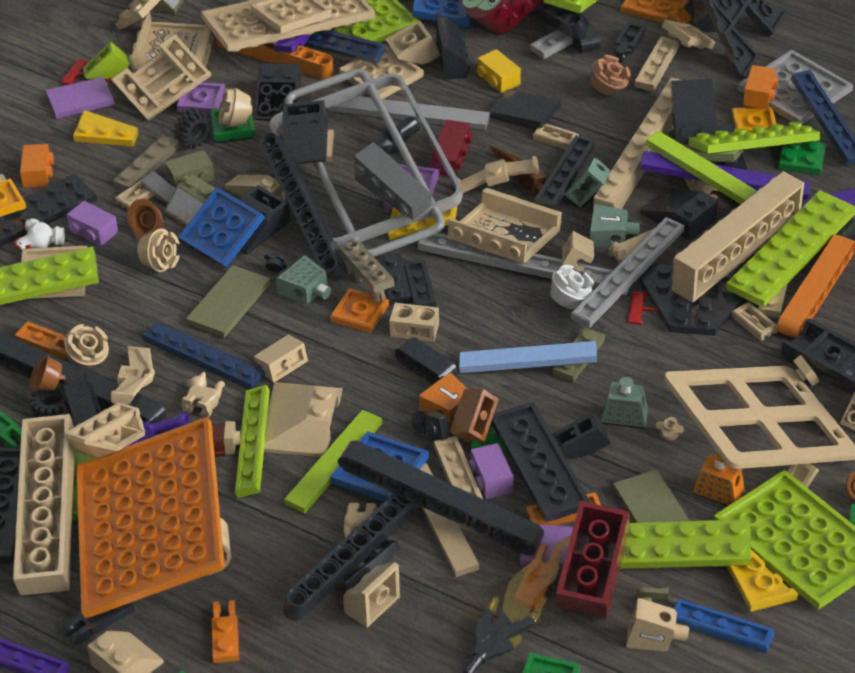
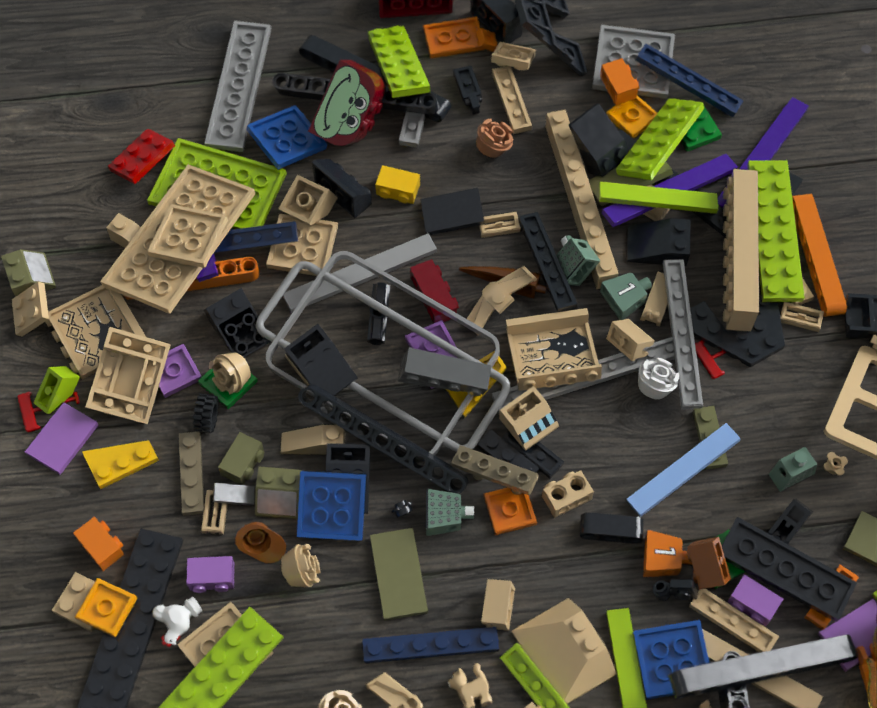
camera: 40 degrees left, 20 degrees up
(432, 252) = (528, 418): none -> tan slope

